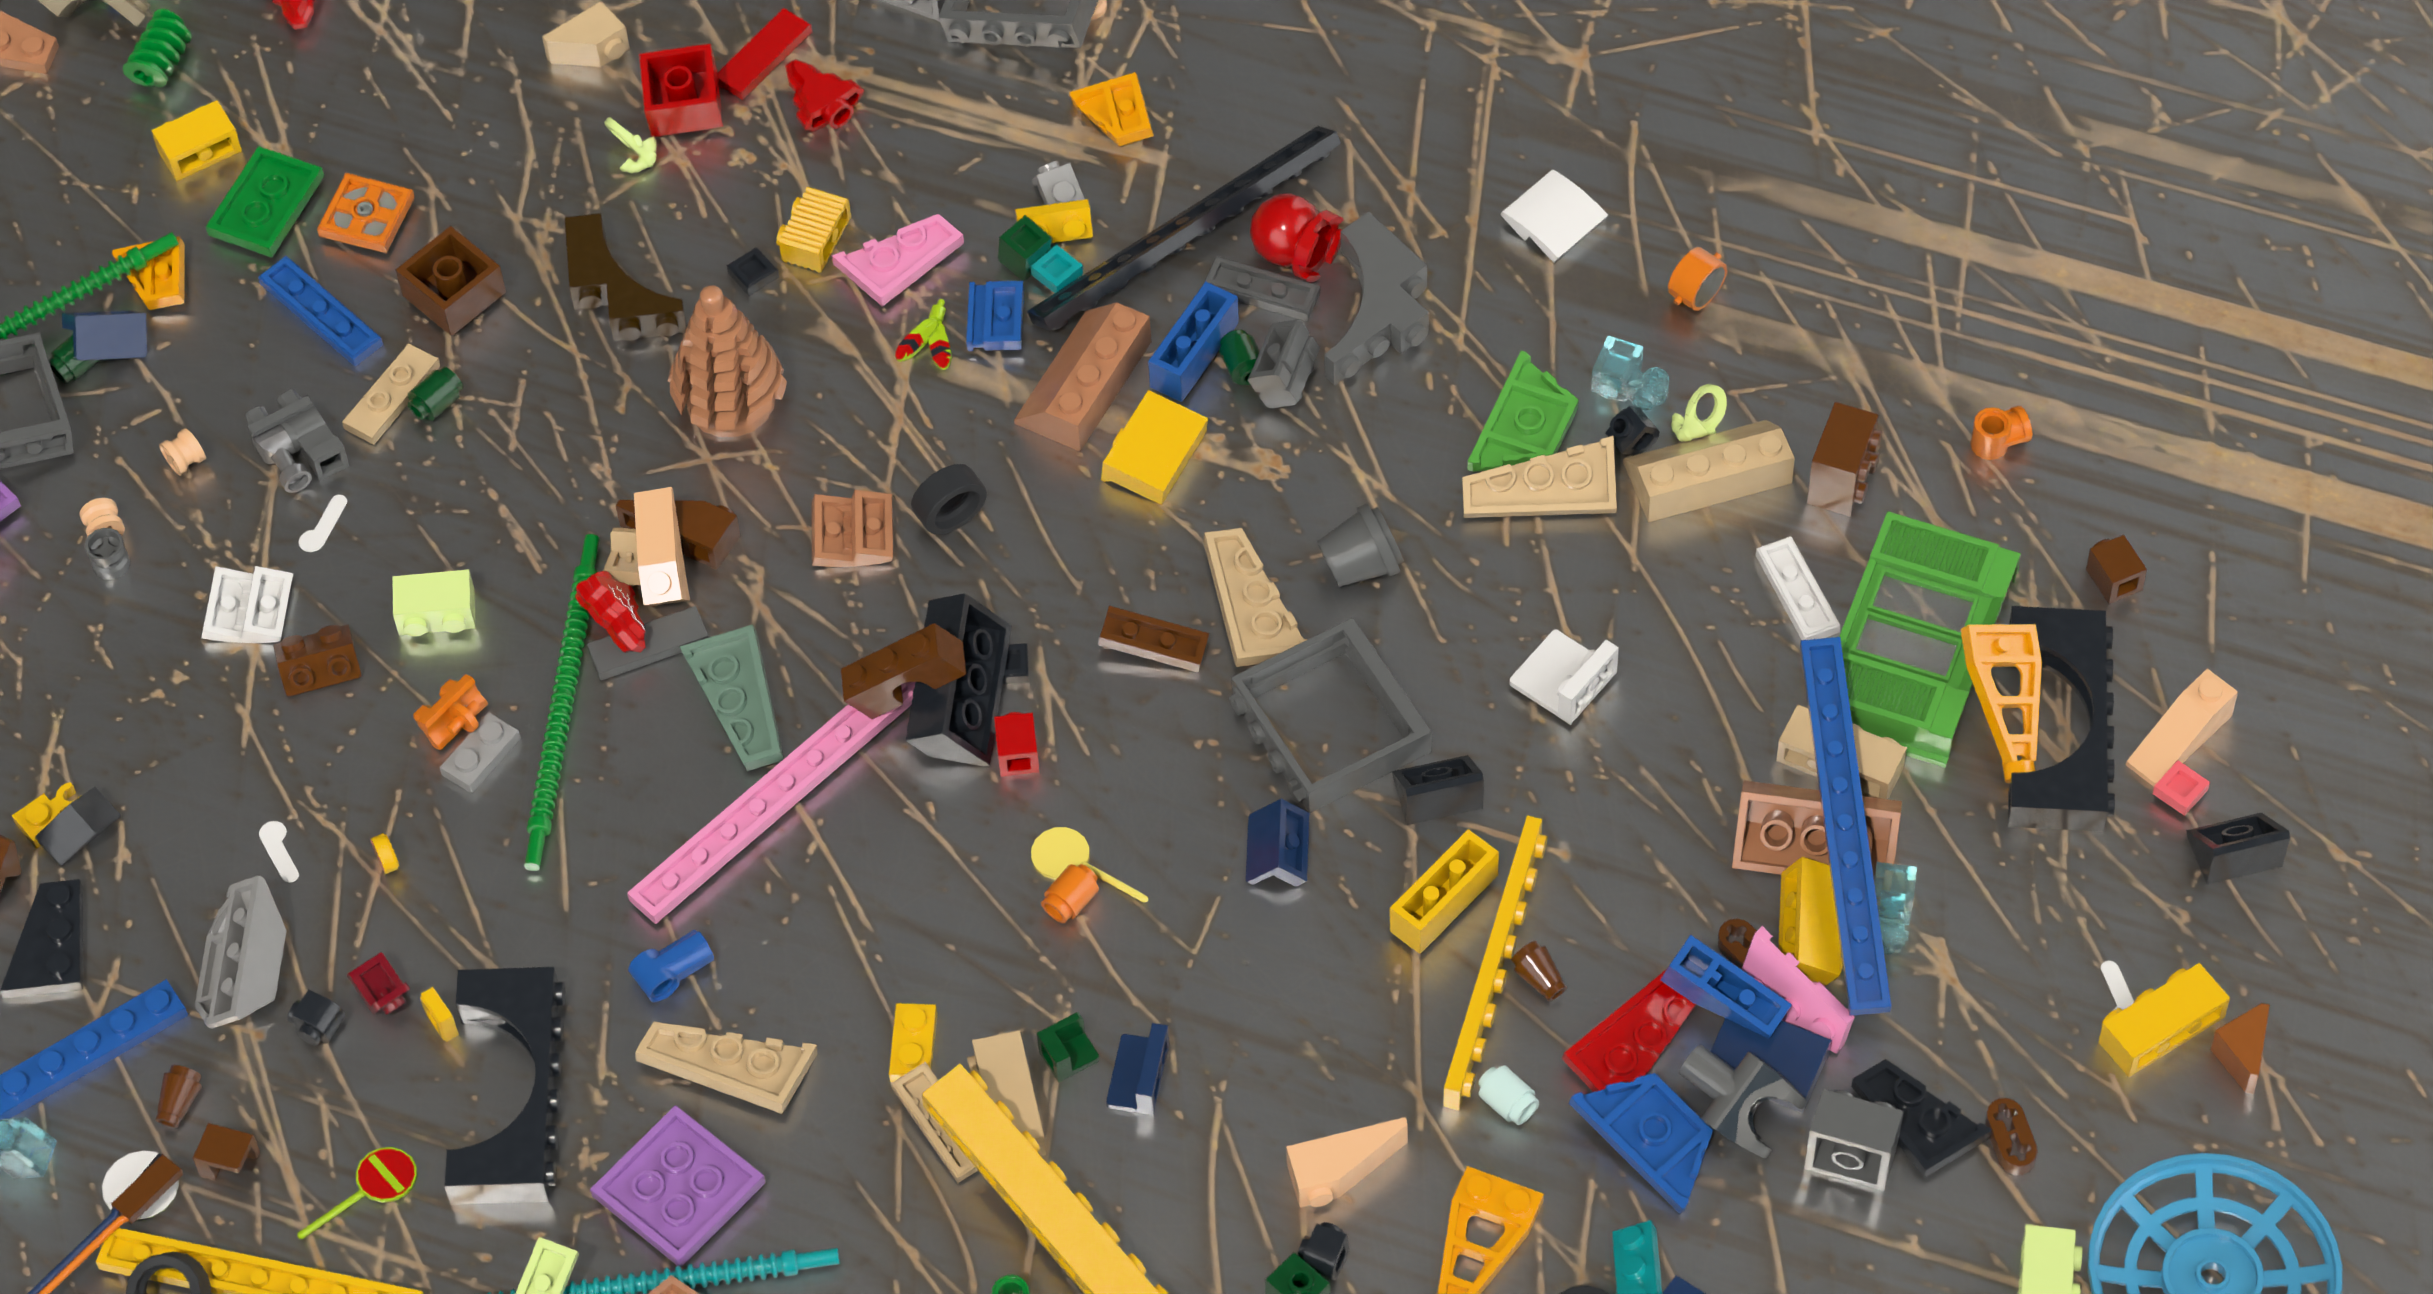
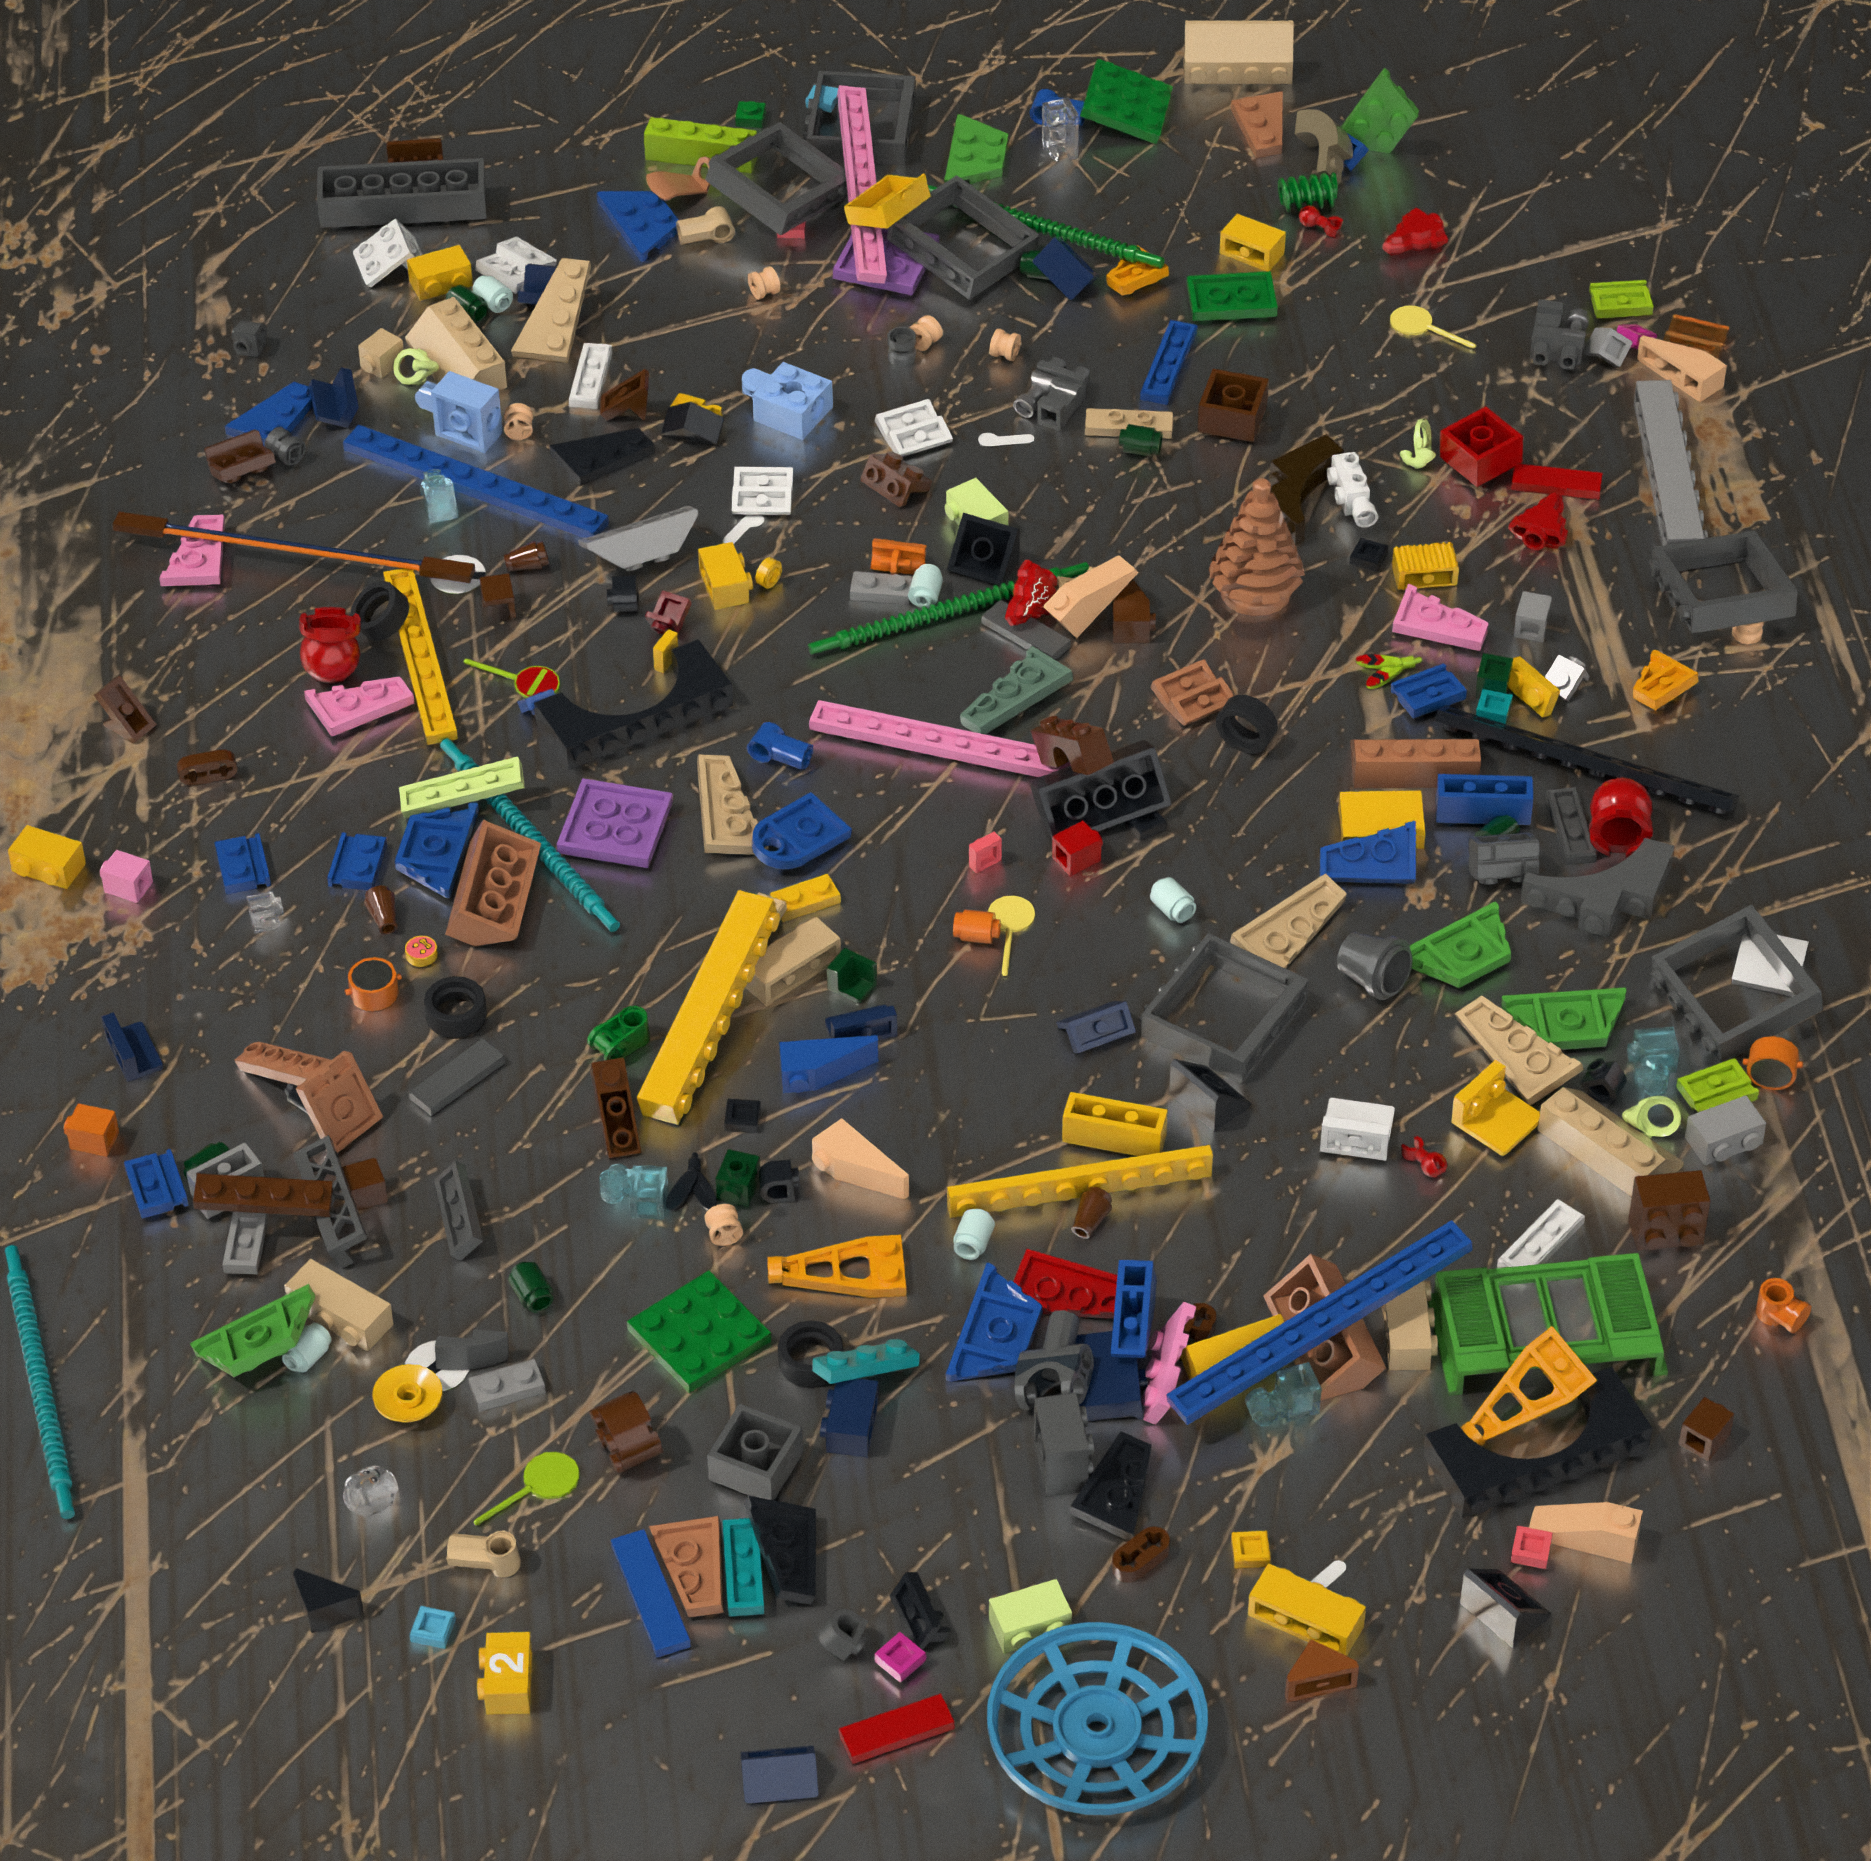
camera: 60 degrees right, 10 degrees down
(115, 722) = (788, 398): none -> light blue brick
(194, 68) = (1310, 216): none -> red arm
(238, 802) = (762, 490): none -> white slope
(357, 901) = (724, 575): none -> yellow brick
(366, 213) = (1261, 346): orange piece -> none
(425, 58) = (1416, 321): none -> light yellow piece
(427, 1185) = (528, 703): none -> blue plate
(504, 623) = (985, 549): none -> black slope
(517, 706) = (925, 585): none -> light aqua brick
(587, 39) = (1491, 386): tan slope -> none
(648, 238) = (1352, 488): none -> white brick
(818, 1000) = (799, 832): none -> blue plate
(953, 171) = (1532, 616): none -> light grey panel
(963, 834) = (985, 852): none -> coral plate
(1148, 690) = (1173, 900): none -> light aqua brick
(1153, 639) = (1219, 887): reddish brown hinge -> none
(1173, 1147) = (819, 1062): none -> blue slope
(1199, 1248) = (742, 1115): none -> black tile
(1206, 479) = (1374, 858): none -> blue wing
(1378, 460) = (1464, 948): none -> bright green wing
(1579, 202) = (1769, 1023): none -> dark grey window
(1618, 545) = (1492, 1112): none -> yellow bracket
(1649, 633) = (1431, 1163): none -> red arm
(1694, 343) = (1716, 1086): none -> lime plate
(1754, 363) = (1725, 1130): none -> light grey brick
(2053, 1034) = (1250, 1549): none -> yellow tile

